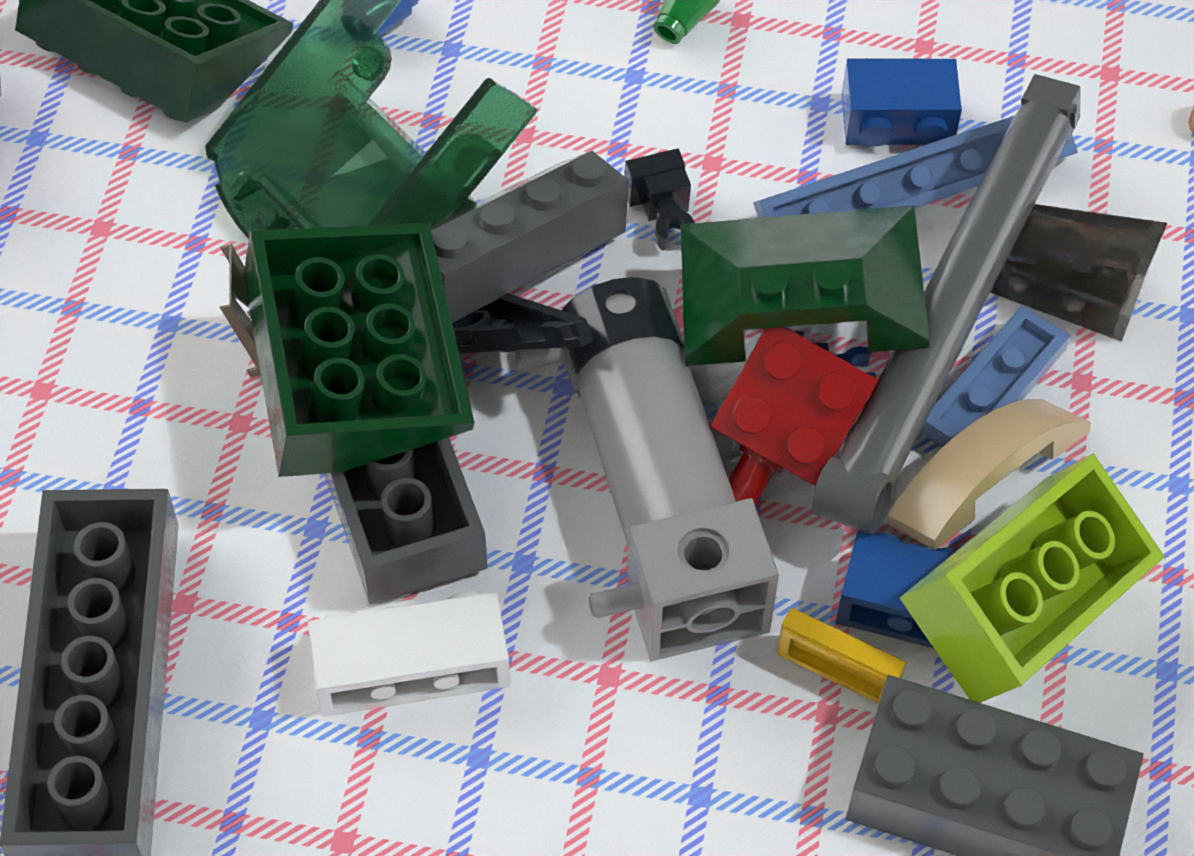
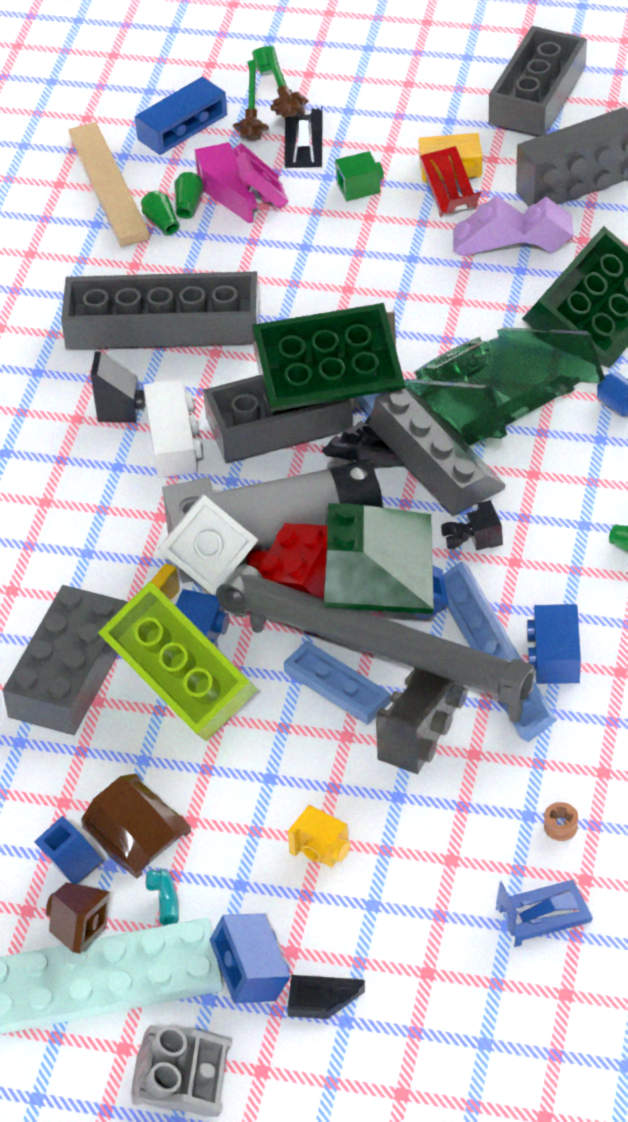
camera: 95 degrees right, 10 degrees down
(320, 750) = (115, 391): none -> black slope
(795, 524) = (207, 544): none -> white plate
(984, 453) = (301, 694): tan slope -> none

